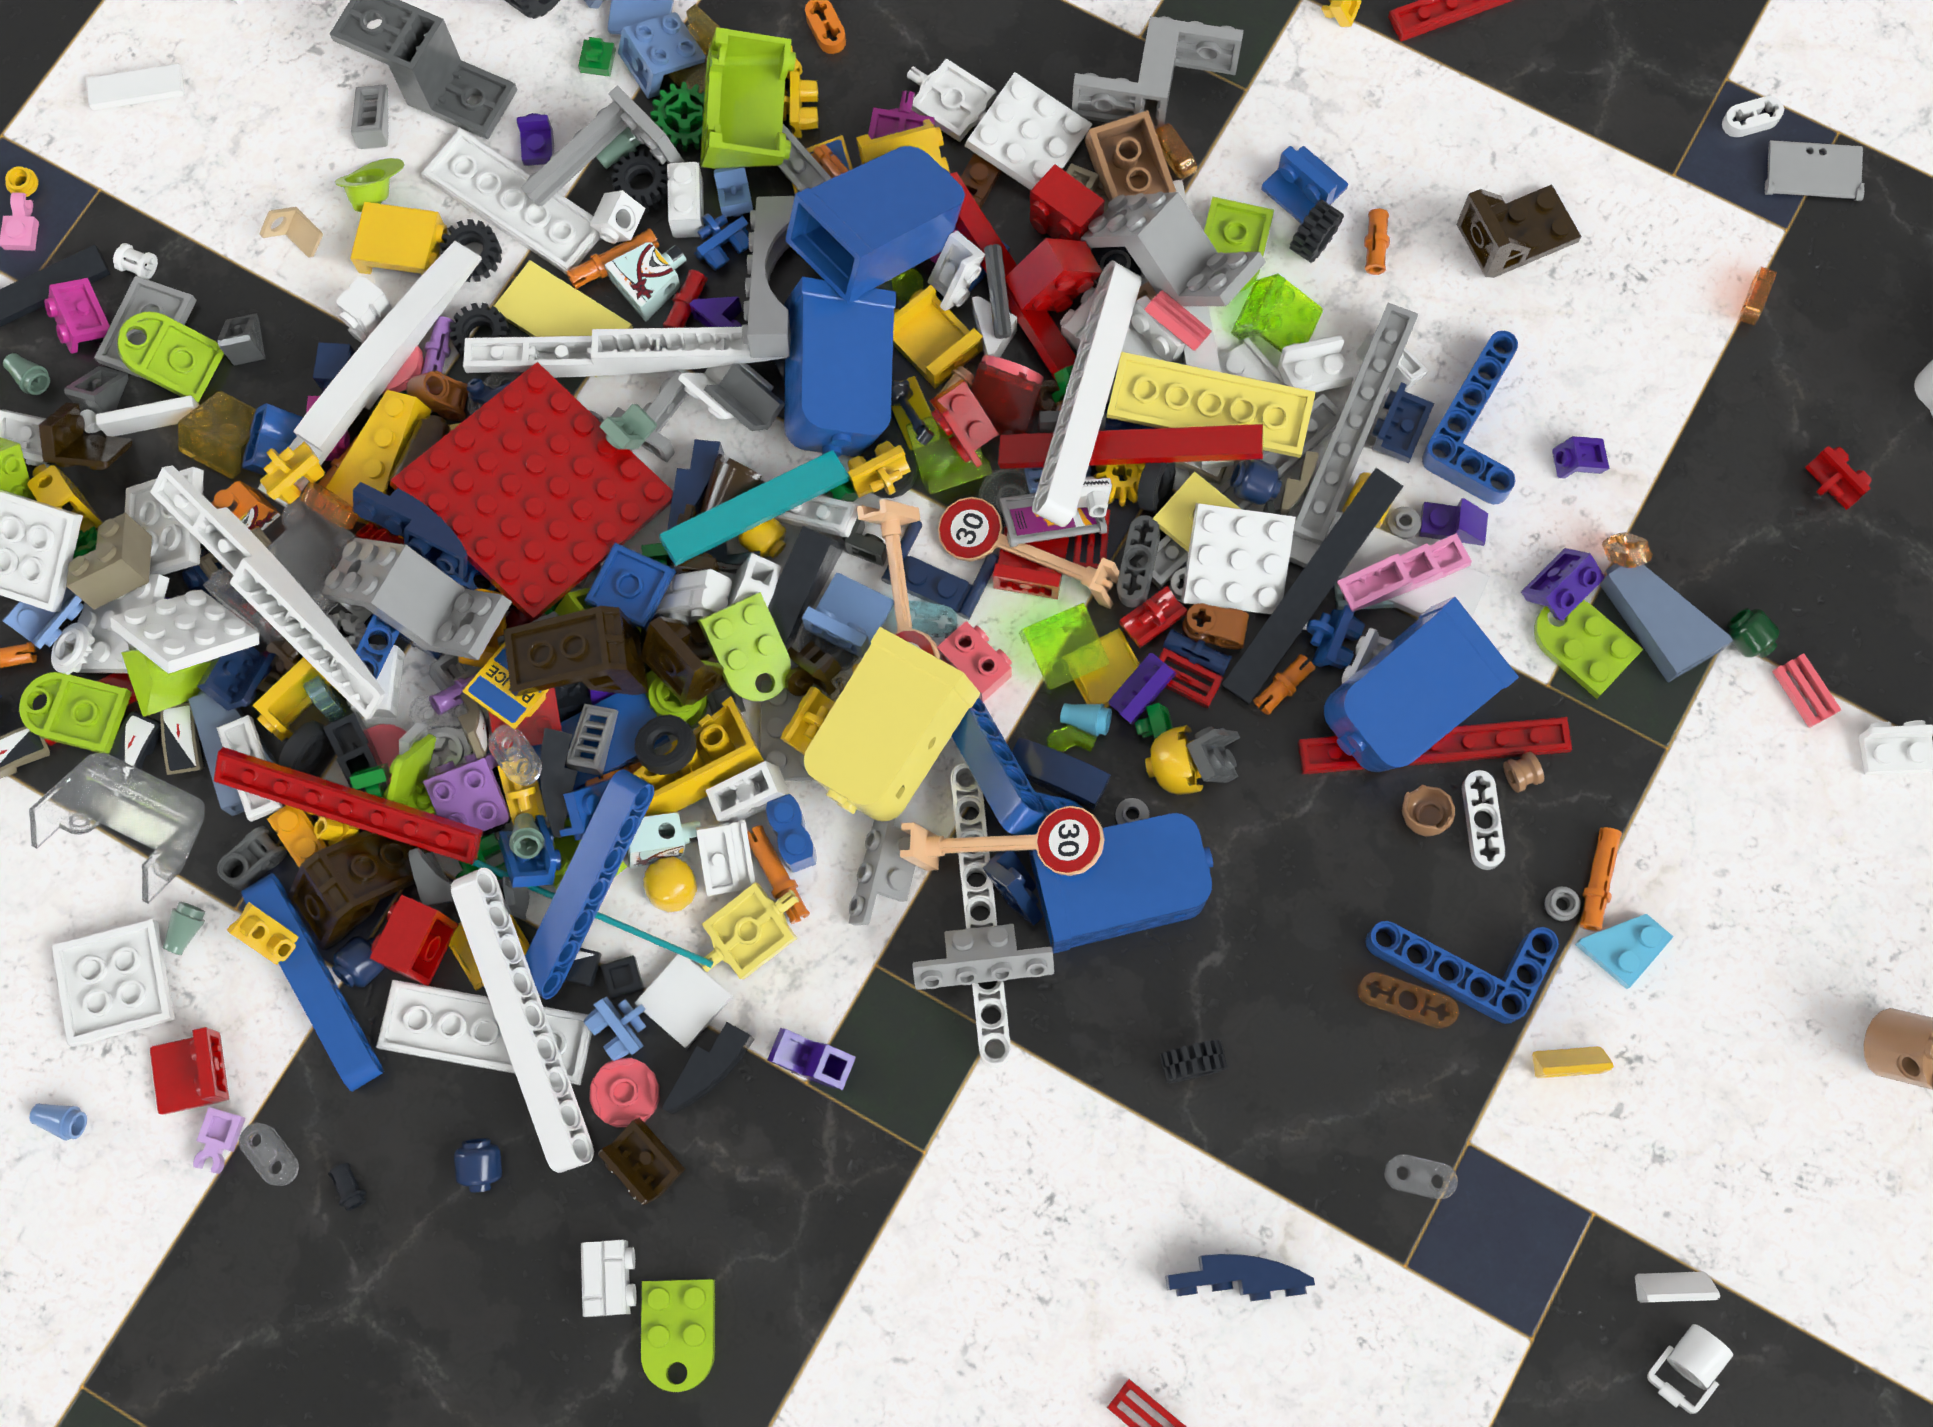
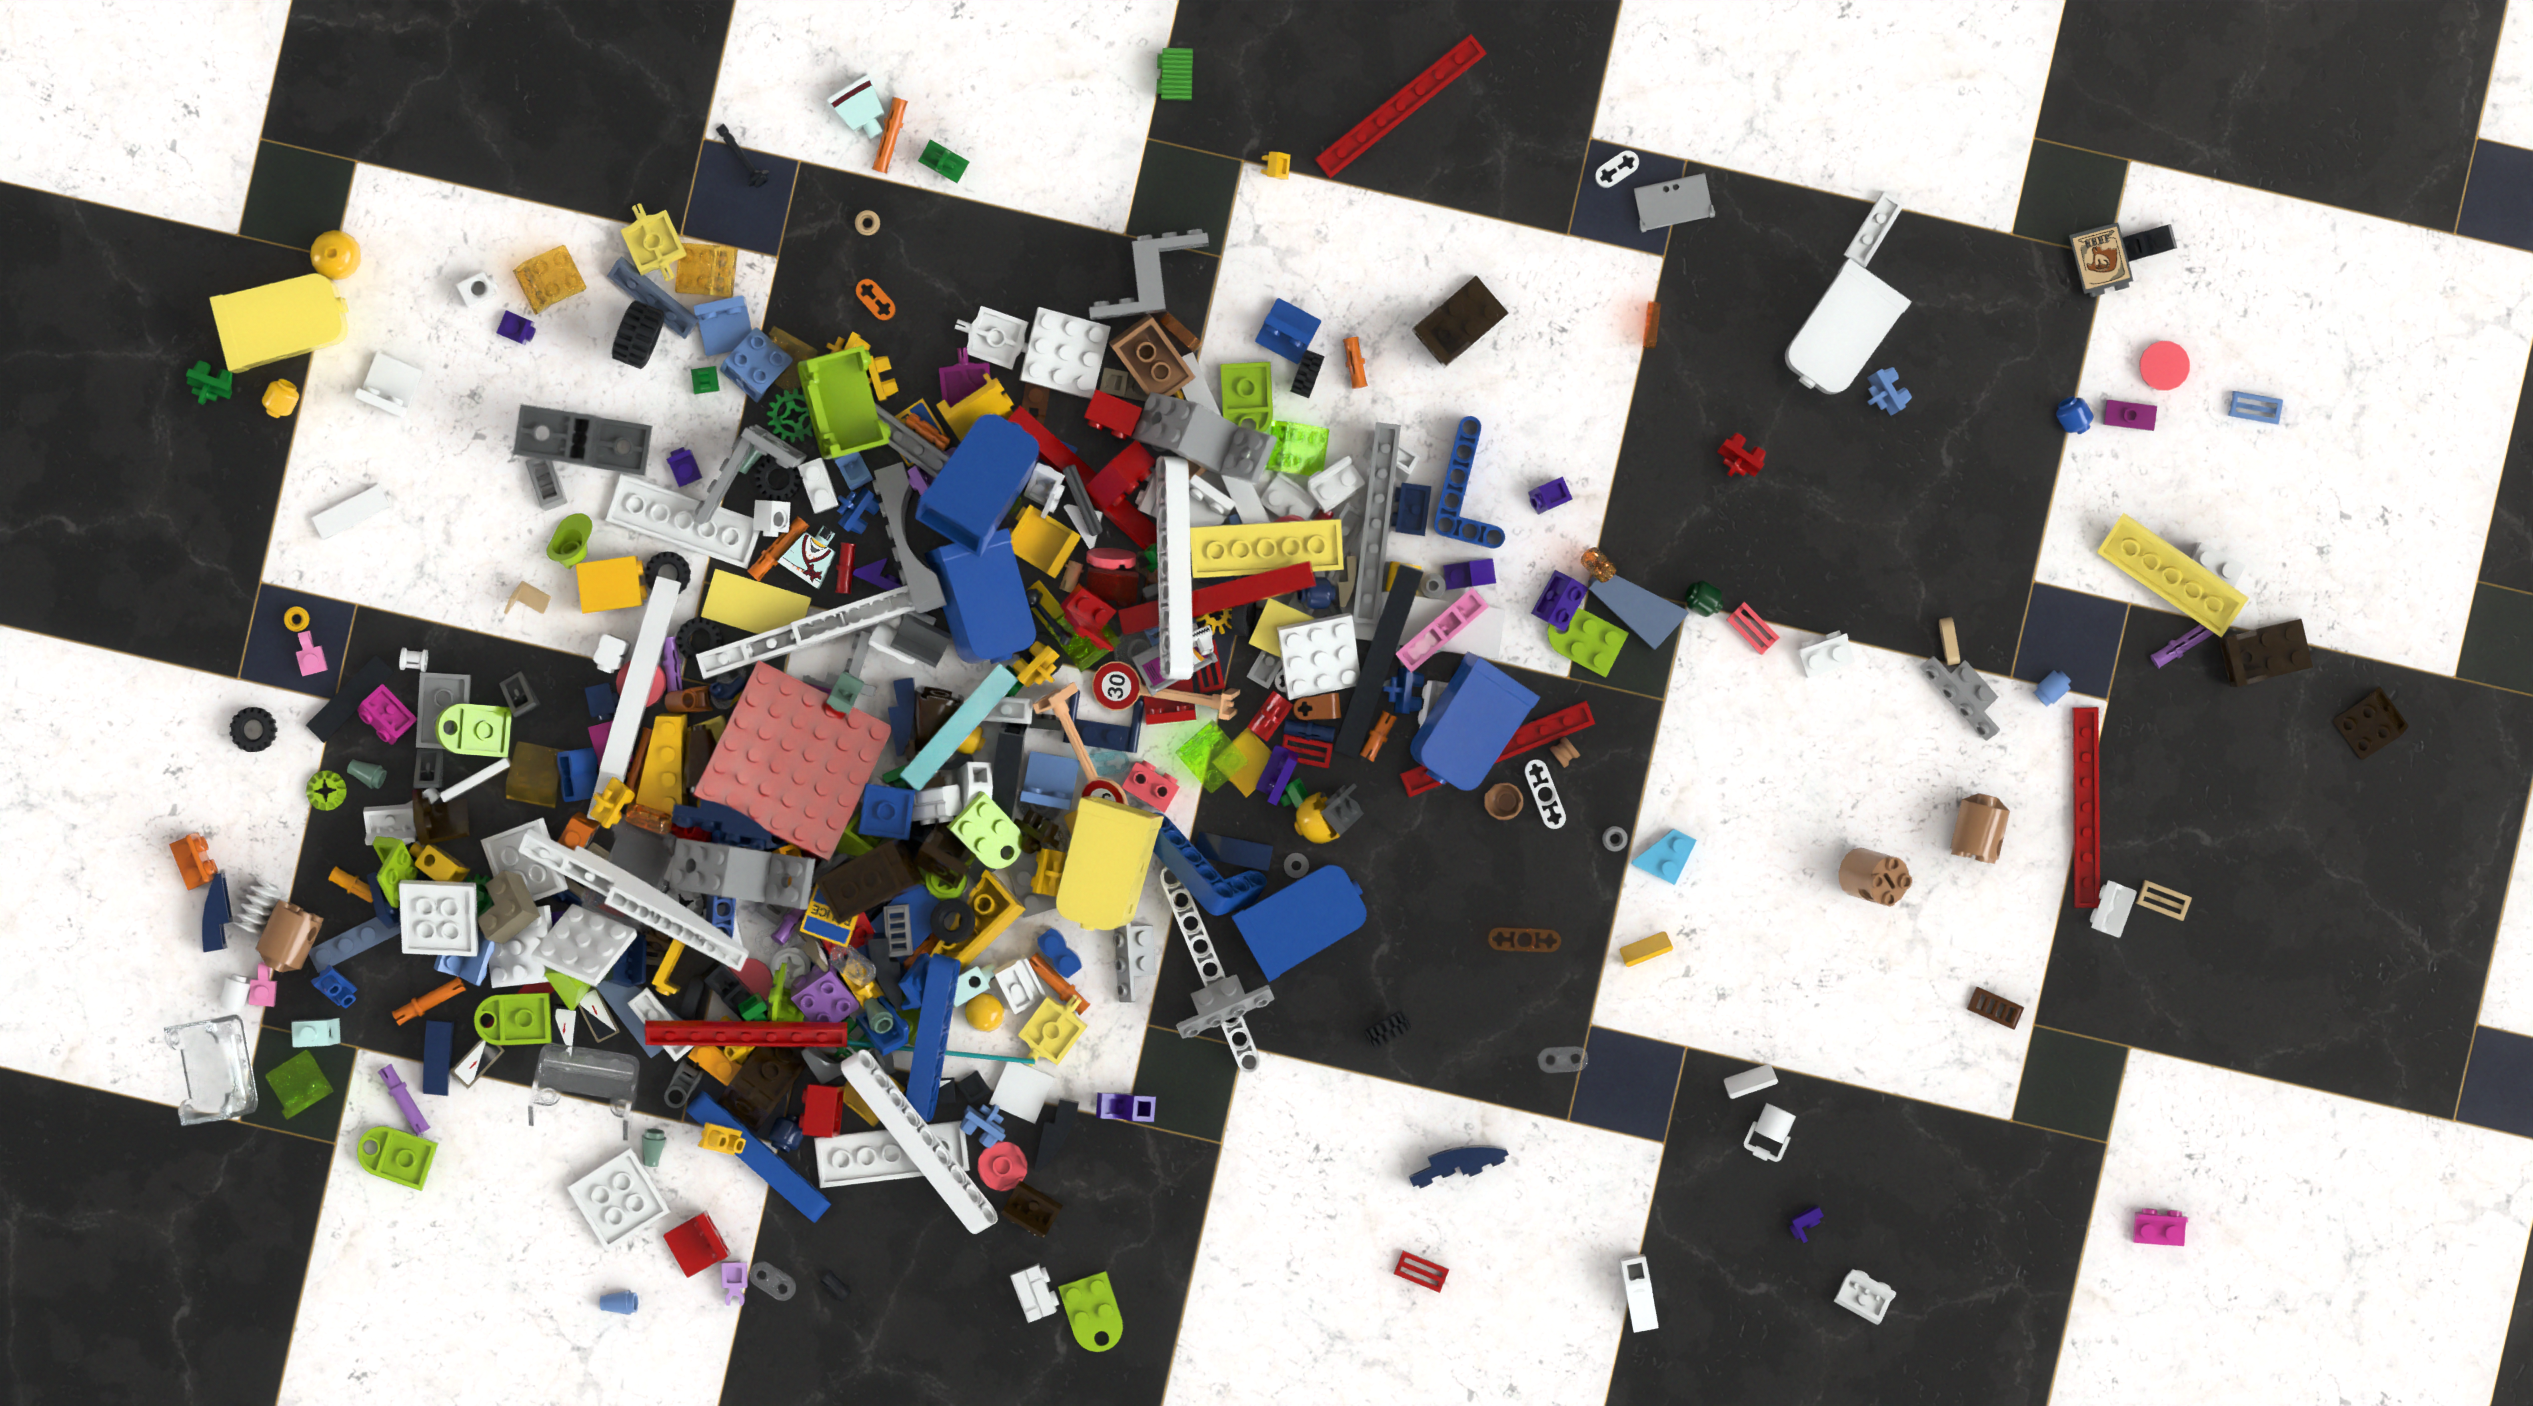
camera: 20 degrees left, 15 degrees up
(68, 658) = (491, 983): white gear -> none
(324, 698) = (693, 957): clear light blue beam -> none
(417, 732) = (767, 971): white tile -> none
(477, 1164) = (920, 1245): dark blue head -> none
(747, 792) = (1021, 935): white brick -> none
(1014, 884) = (1227, 942): dark blue bracket -> none
(1065, 842) = (1256, 912): piece -> none
(1070, 736) = (1234, 821): clear neon green arm -> none
(1088, 717) = (1245, 803): medium azure cone -> none
(1143, 574) = (1243, 697): dark grey beam -> none
(1178, 320) = (1224, 486): coral tile -> none
(1464, 972) = (1558, 911): blue beam -> none
(1597, 892) = (1637, 815): orange pin -> none

